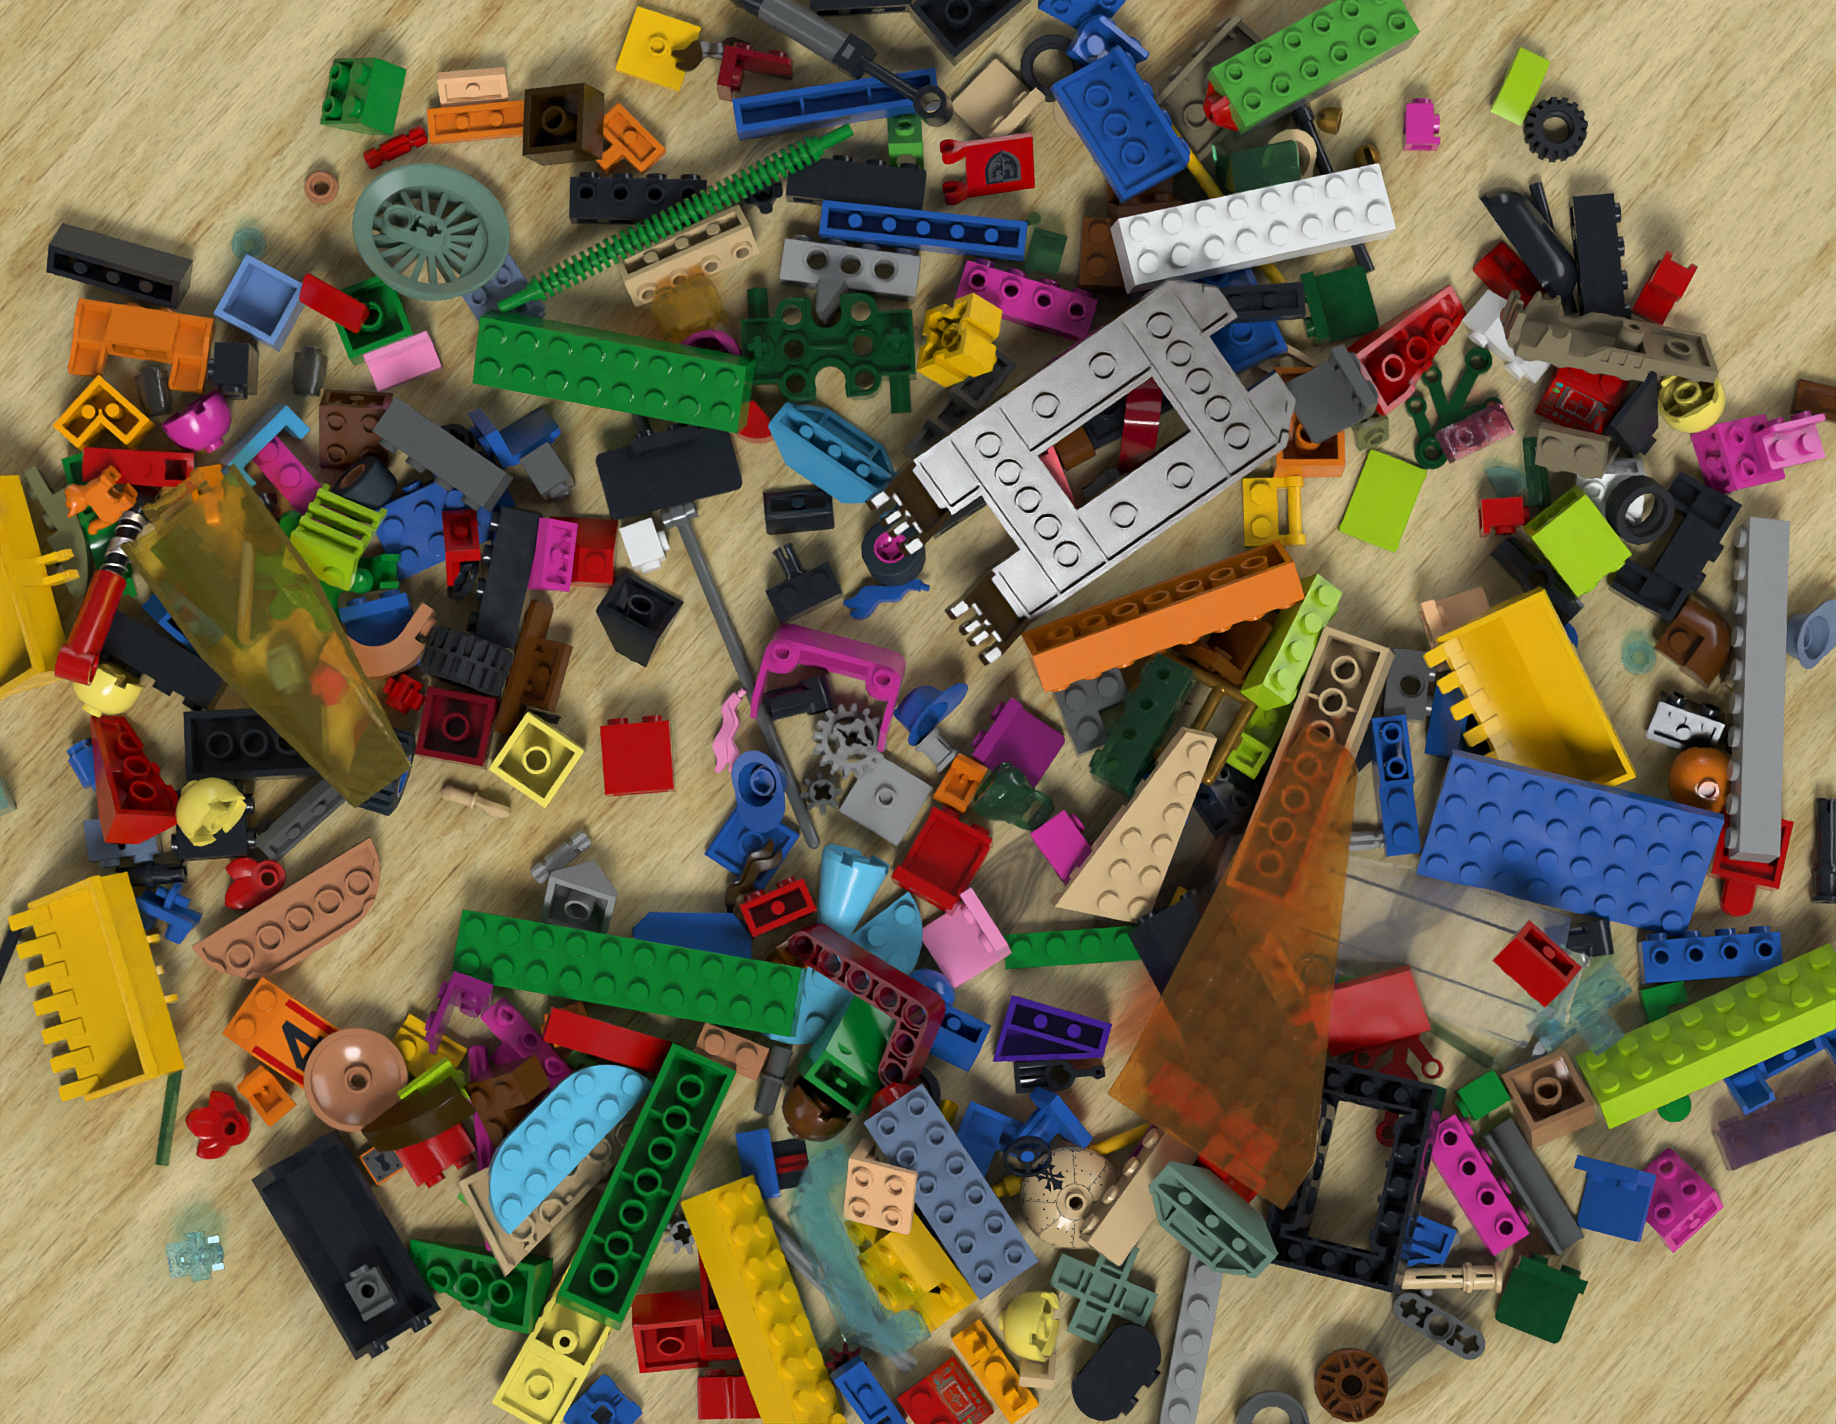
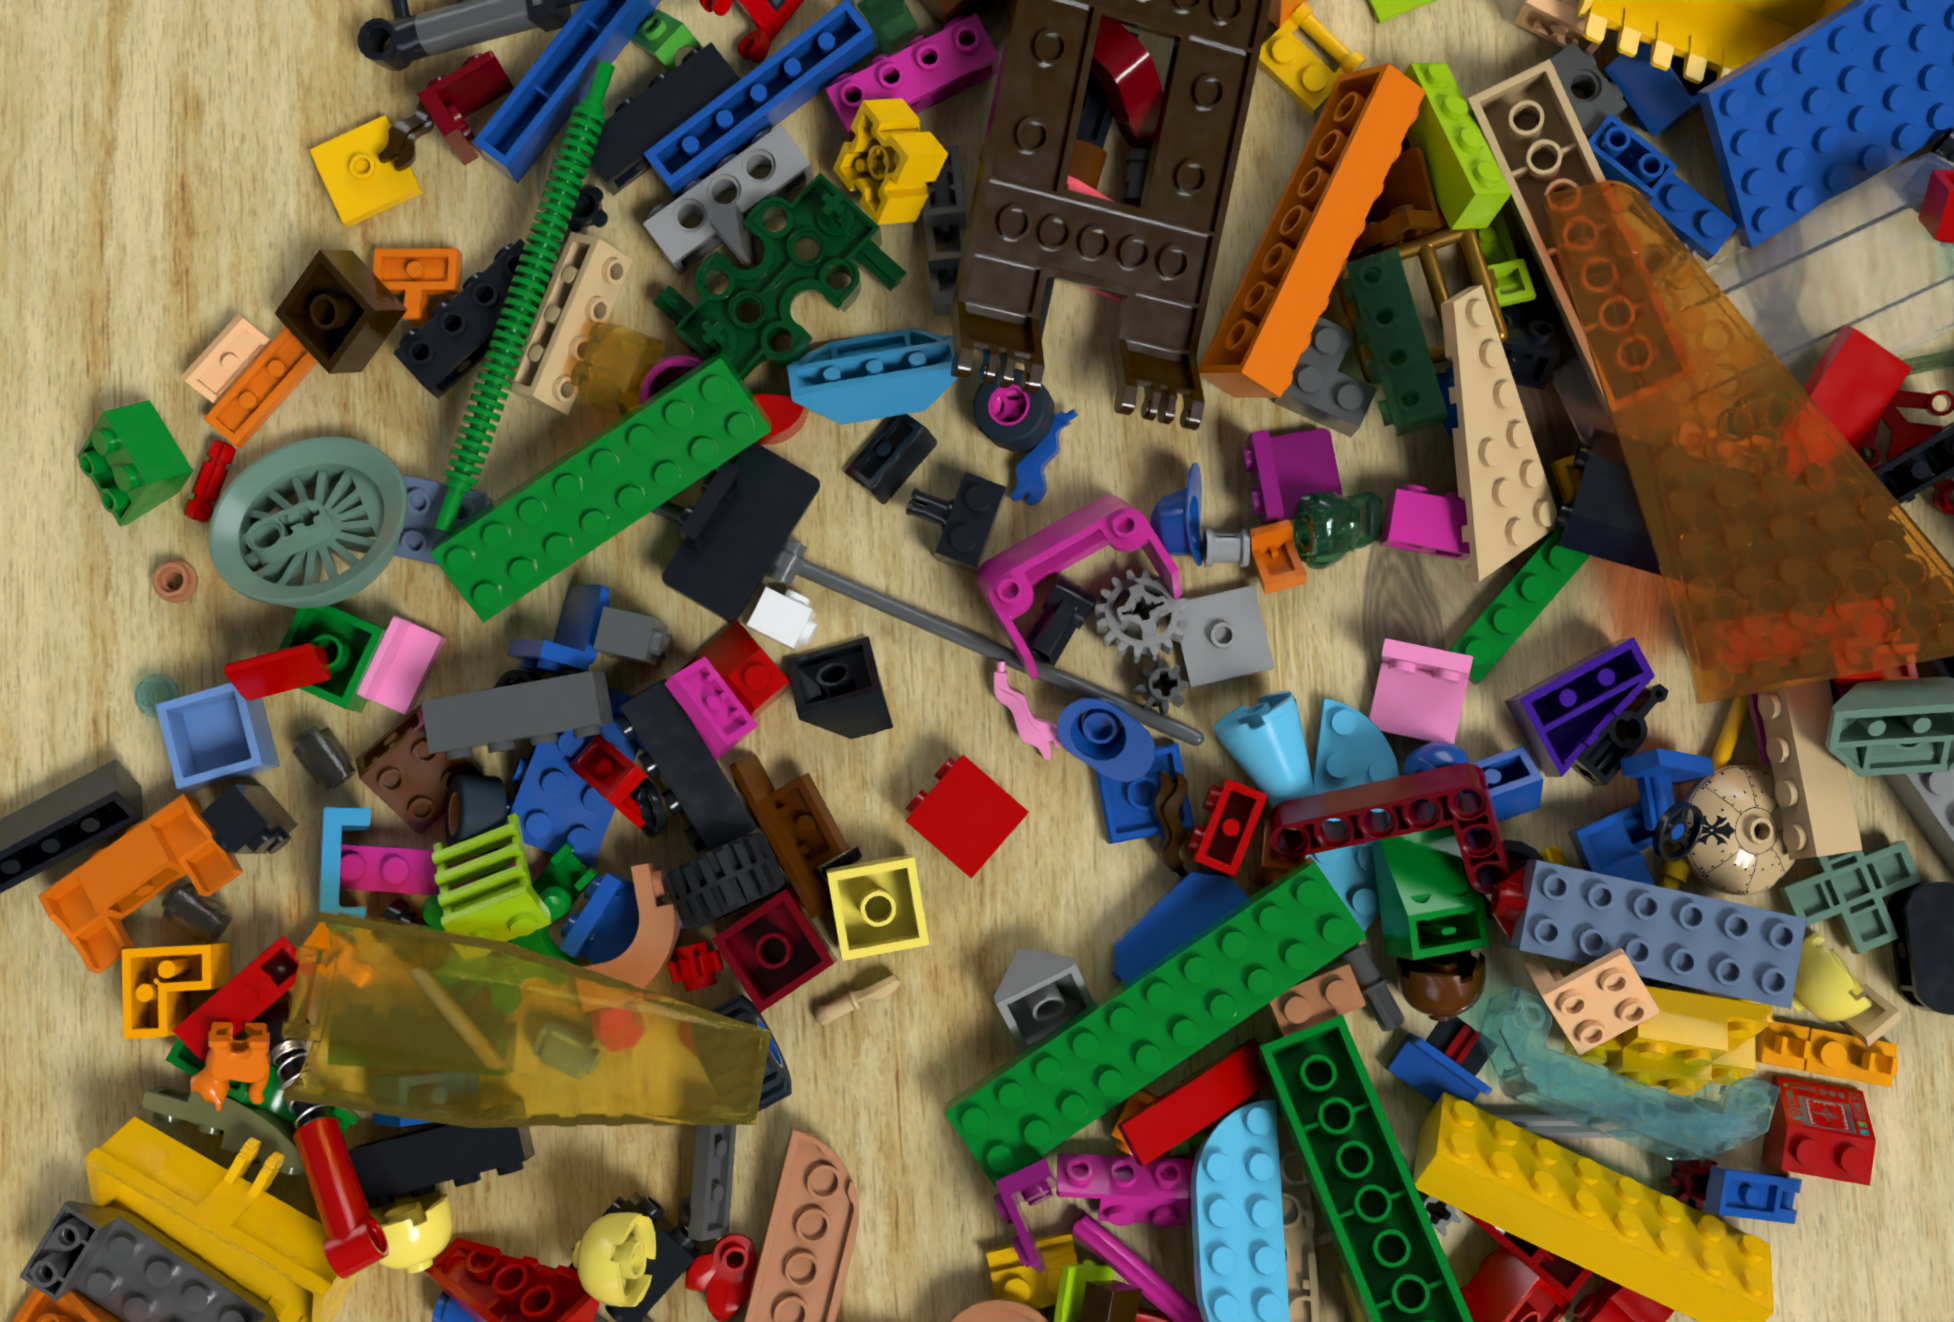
camera: 45 degrees left, 0 degrees up
(200, 424) = (267, 902): dark pink cylinder -> none
(239, 747) = (585, 1172): black brick -> none
(505, 1094) = (1153, 1245): reddish brown brick -> none
(560, 856) = (983, 973): light grey axle -> none
(943, 859) = (1329, 639): red panel -> none

